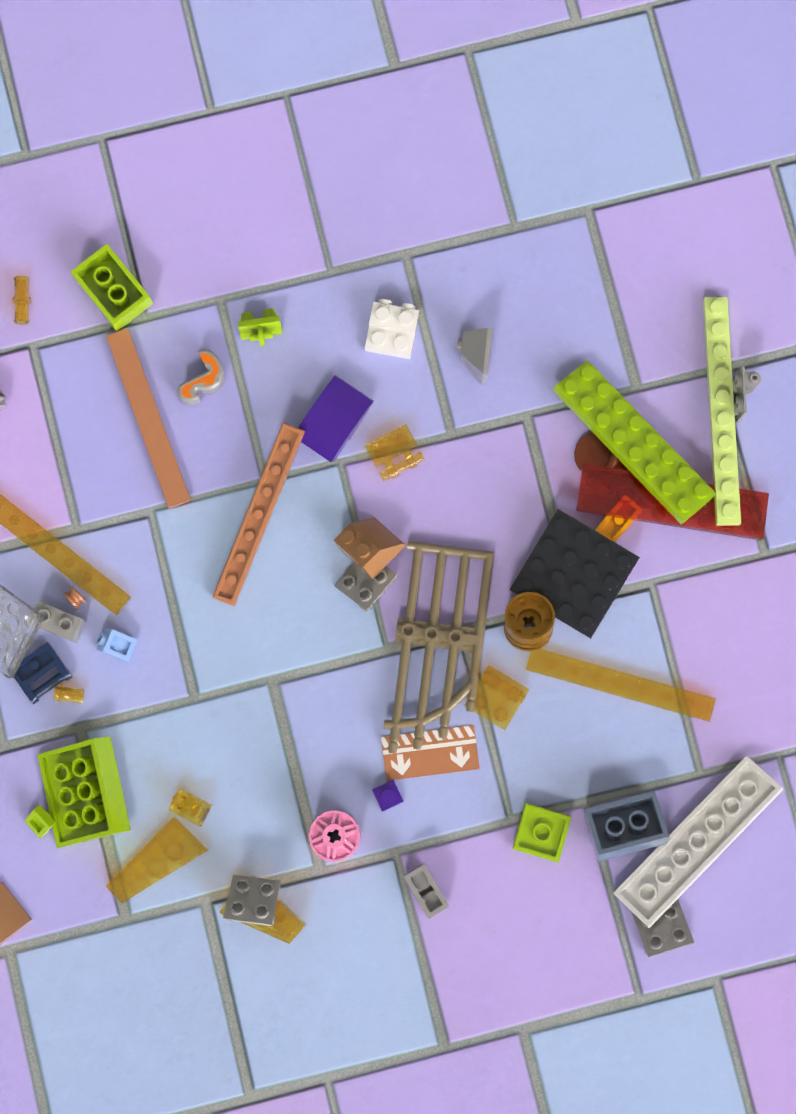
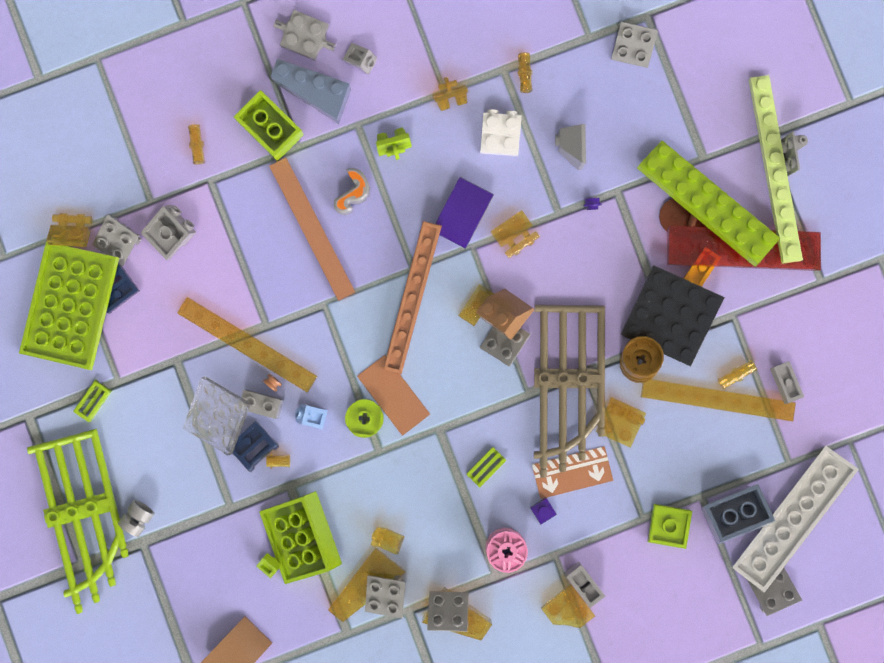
camera: 10 degrees left, 5 degrees up
(169, 185) = (304, 35): none -> light grey plate
(171, 249) = (315, 89): none -> sand blue wedge
(178, 875) = (385, 596): none -> light grey hinge
(189, 666) = (357, 409): none -> lime plate
(221, 633) = (393, 396): none -> nougat sticker
(233, 220) = (360, 58): none -> light grey bracket
(326, 279) = (442, 97): none -> clear yellow hips
(338, 524) = (469, 311): none -> clear yellow plate
(339, 720) = (497, 466): none -> lime tile
(403, 920) = (568, 609): none -> clear yellow plate
(430, 260) = (525, 72): none -> clear yellow pin
(493, 426) = (592, 203): none -> dark purple plate
(567, 242) = (634, 44): none -> light grey hinge
(647, 655) = (737, 374): none -> clear yellow pin
(707, 672) = (787, 382): none -> light grey plate

